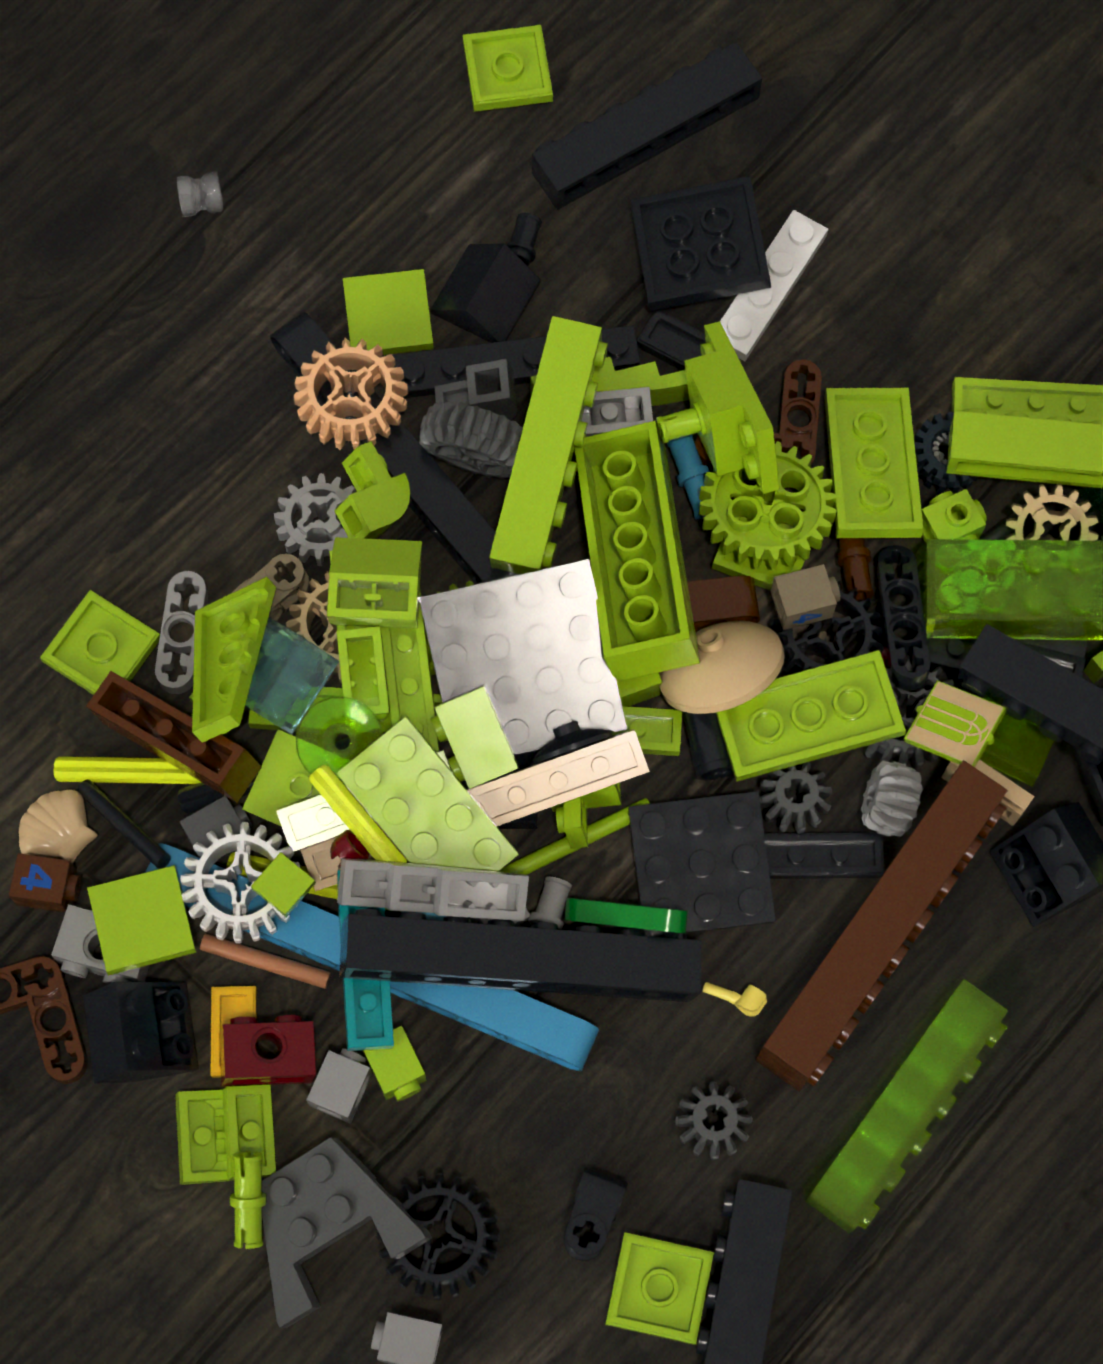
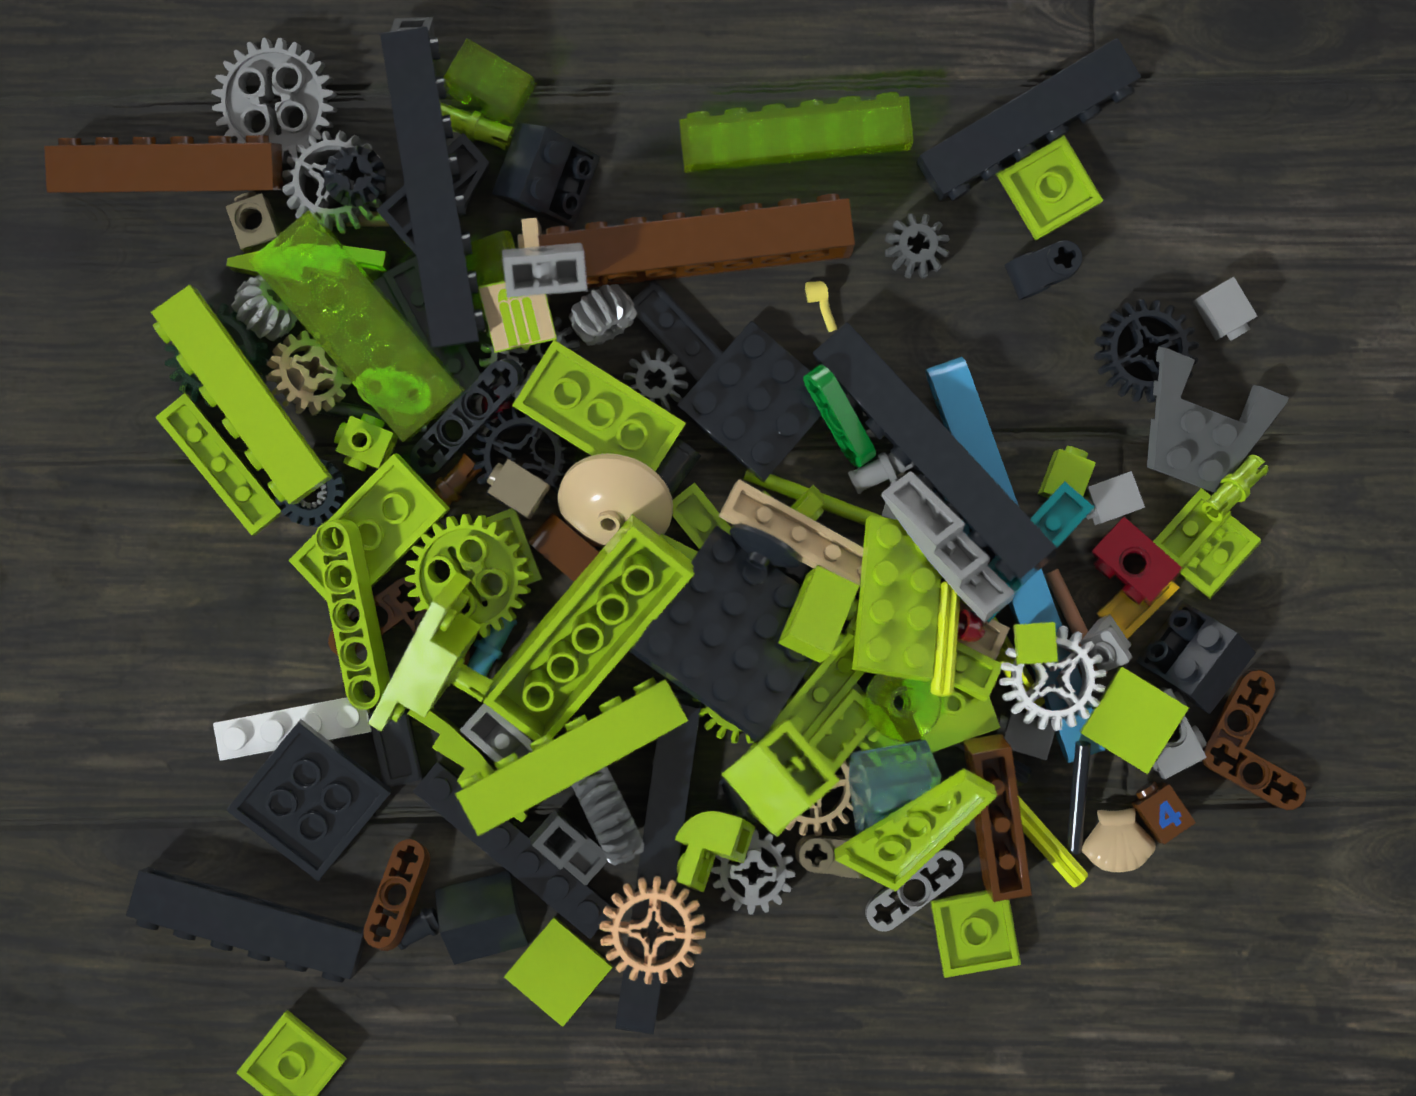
camera: 125 degrees left, 15 degrees up
(224, 963) = (1108, 643): none -> light grey bracket
(568, 228) = (376, 917): none -> reddish brown beam
(838, 394) = (359, 594): none -> lime beam
(972, 757) = (544, 270): none -> light grey brick

